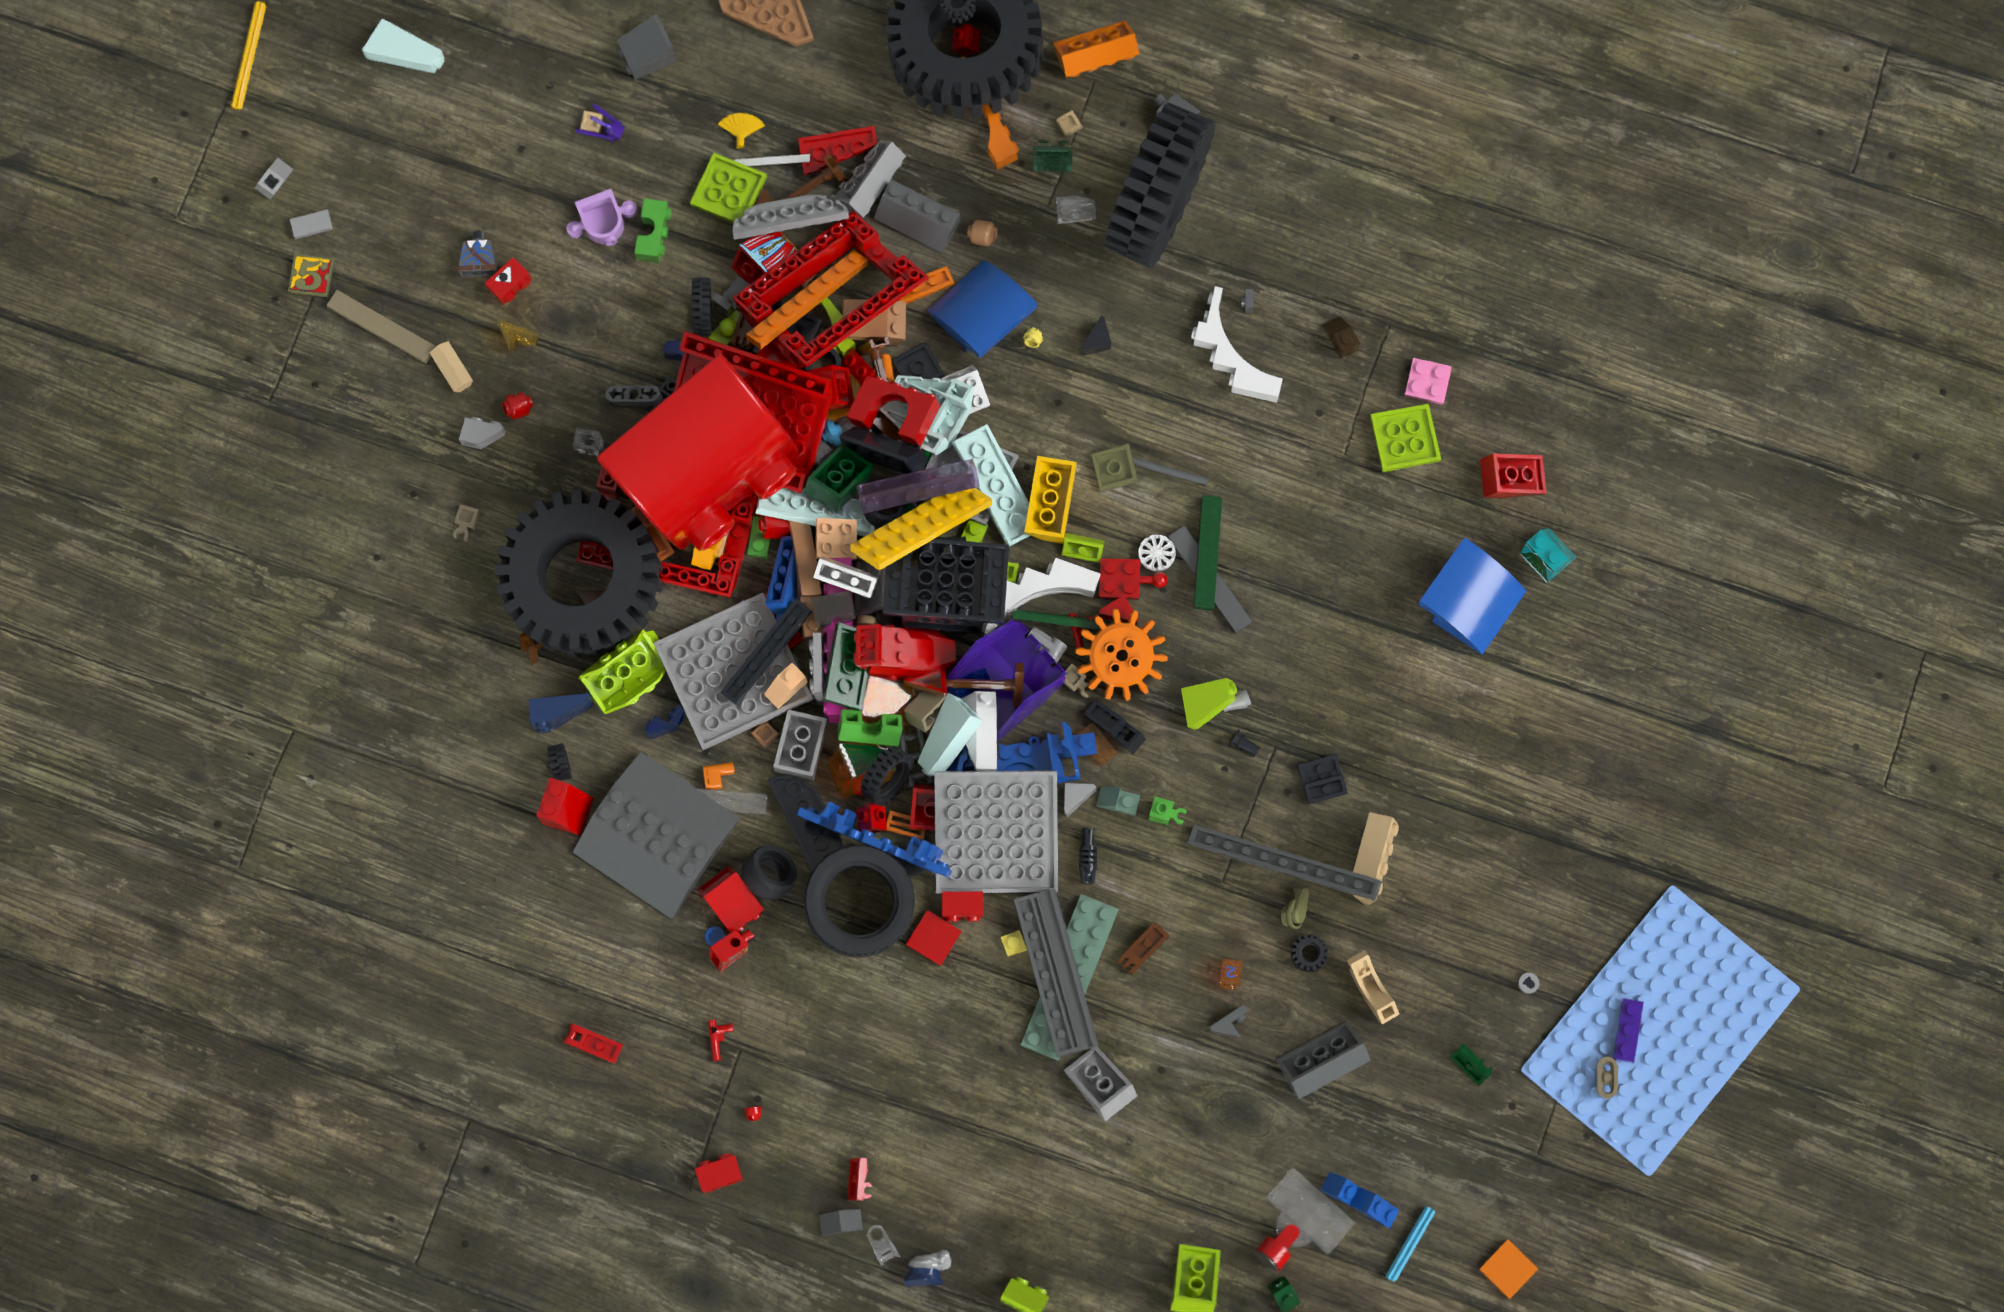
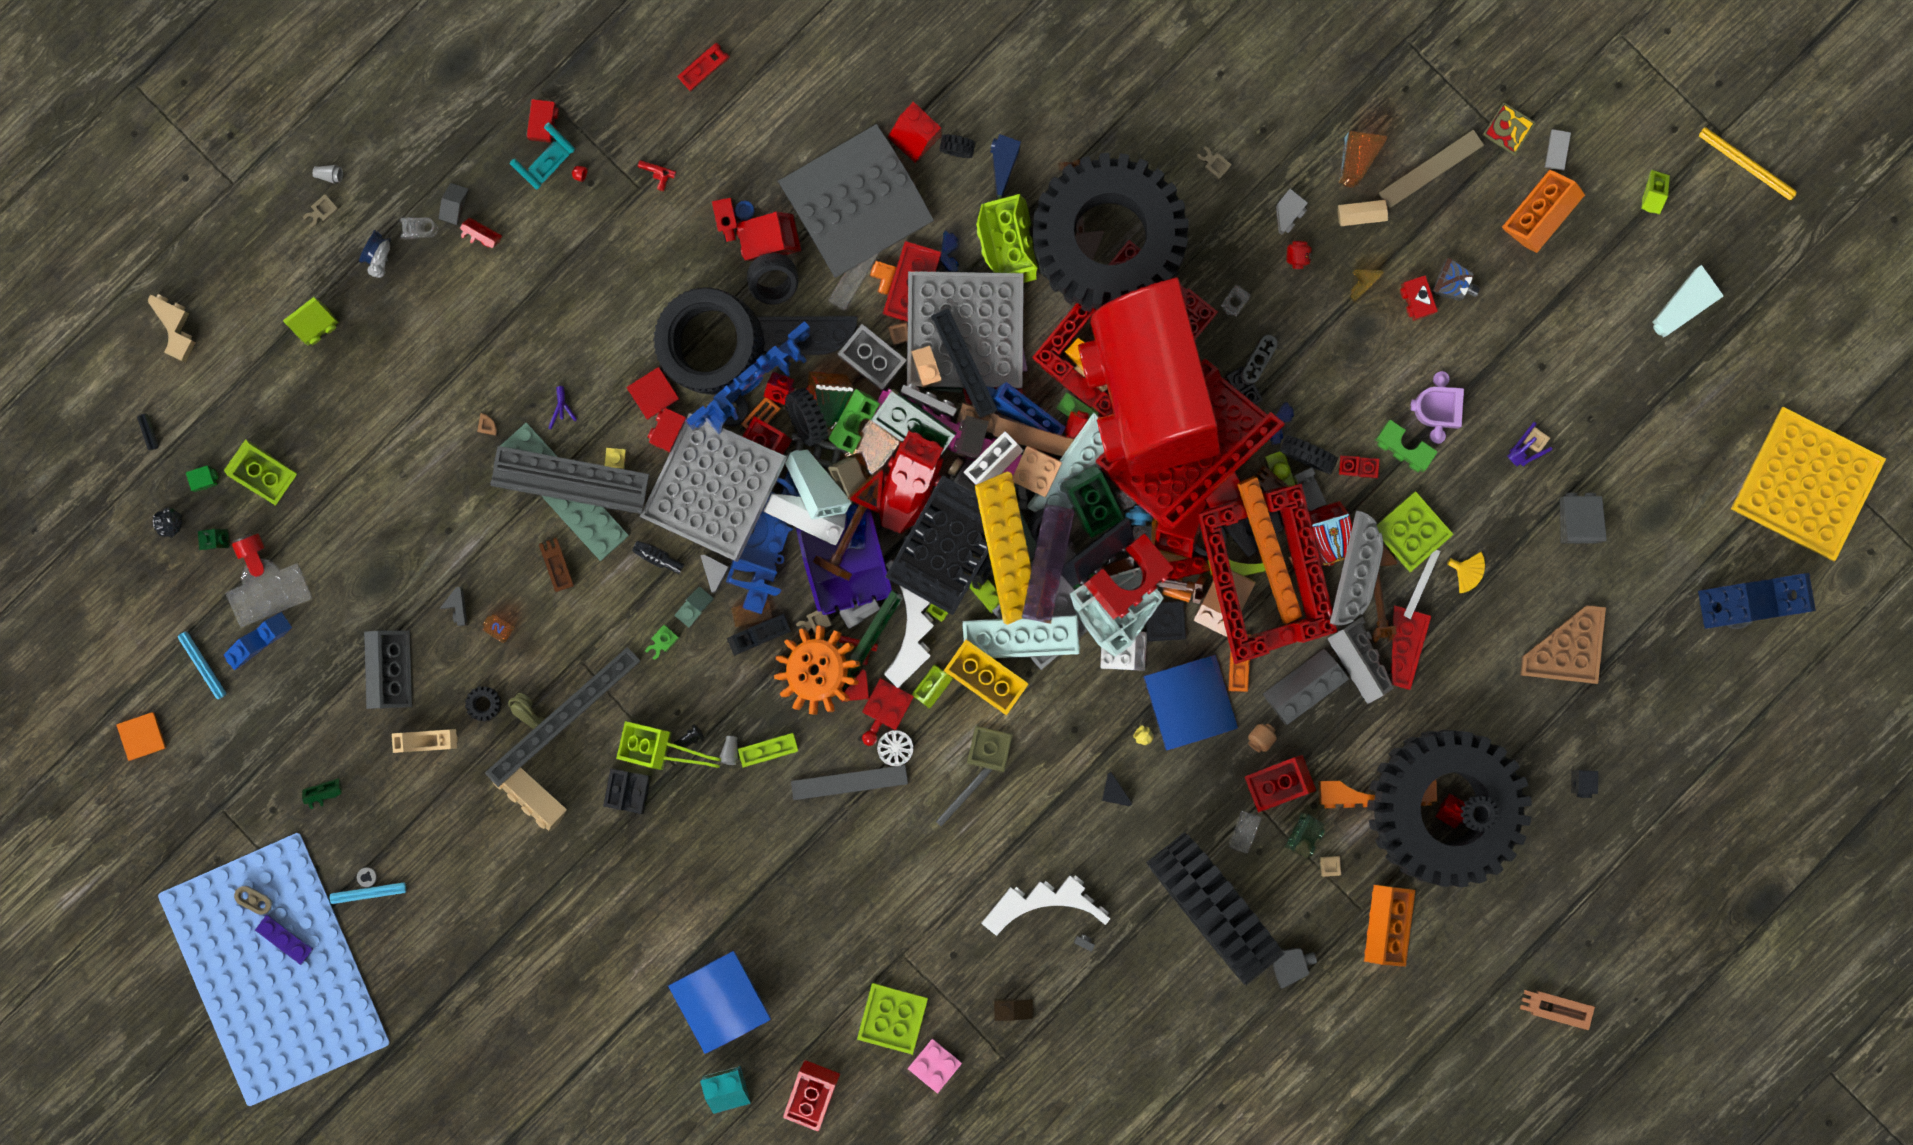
camera: 110 degrees right, 10 degrees up
(273, 178) = (1615, 135): light grey slope -> none
(312, 120) = (1655, 192): none -> lime slope
(374, 209) = (1543, 210): none -> orange slope
(400, 391) = (1357, 156): none -> clear orange slope
(689, 754) = (912, 259): none -> red plate
(690, 262) = (1359, 467): none -> red slope
(755, 1148) = (547, 161): none -> teal plate
(986, 1018) = (560, 406): none -> dark purple plant
(1016, 198) = (1280, 783): none -> red slope
(1042, 1082) = (487, 425): none -> medium nougat tile
(1101, 1083) = (460, 473): light grey slope -> none
(1207, 553) = (872, 791): dark green tile -> none
(1207, 700) = (741, 724): lime slope -> none
(1215, 663) = (768, 750): none -> lime plate
(1269, 771) = (650, 746): none -> lime slope
(1543, 975) = (367, 893): none -> medium azure axle

